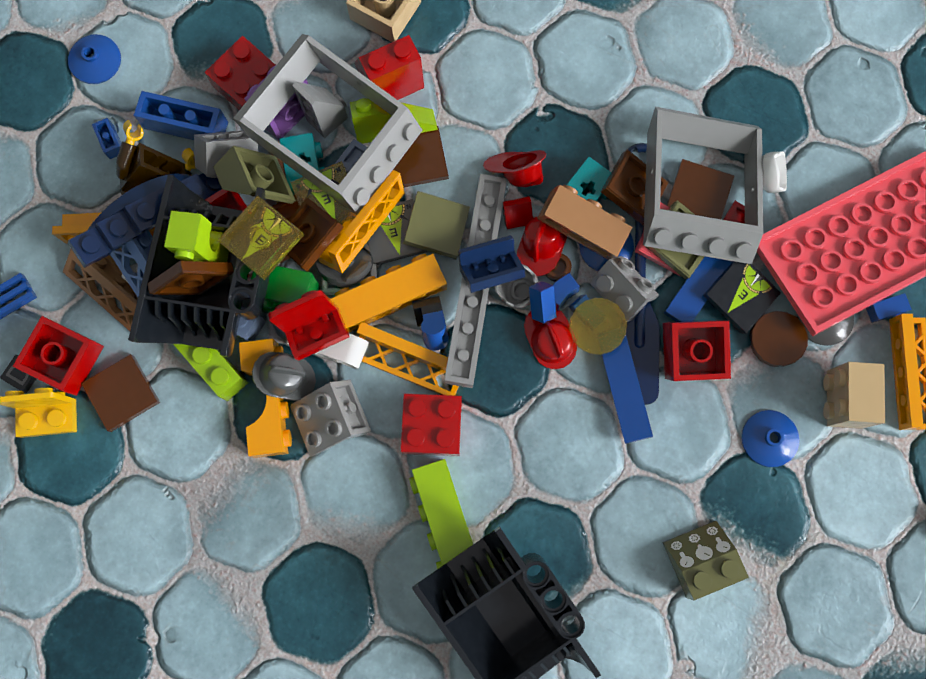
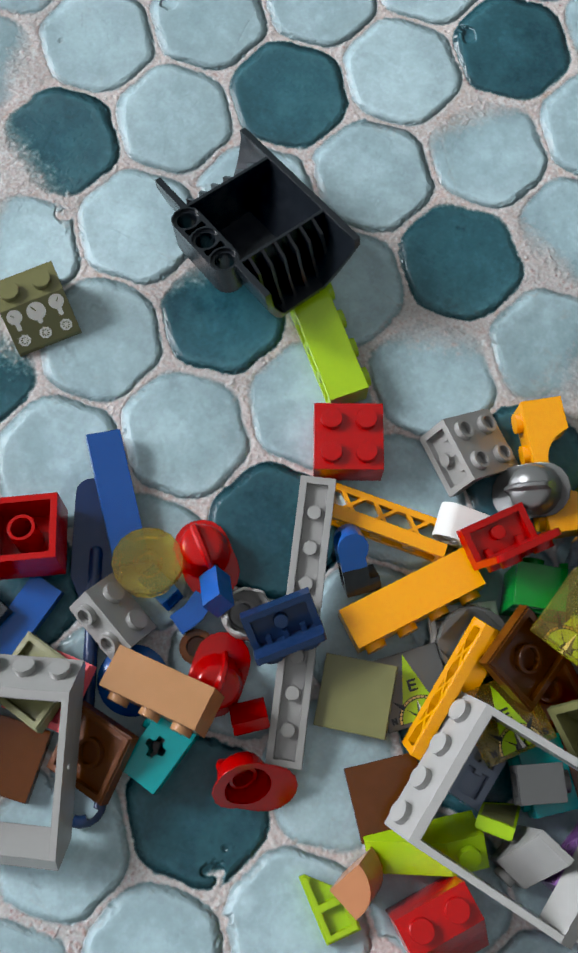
camera: 175 degrees right, 5 degrees down
(310, 147) = (540, 783): none -> dark grey brick
(339, 132) = (498, 819): none -> tile
(442, 98) = (359, 883): none -> nougat brick
(462, 88) = (330, 914): none -> lime tile

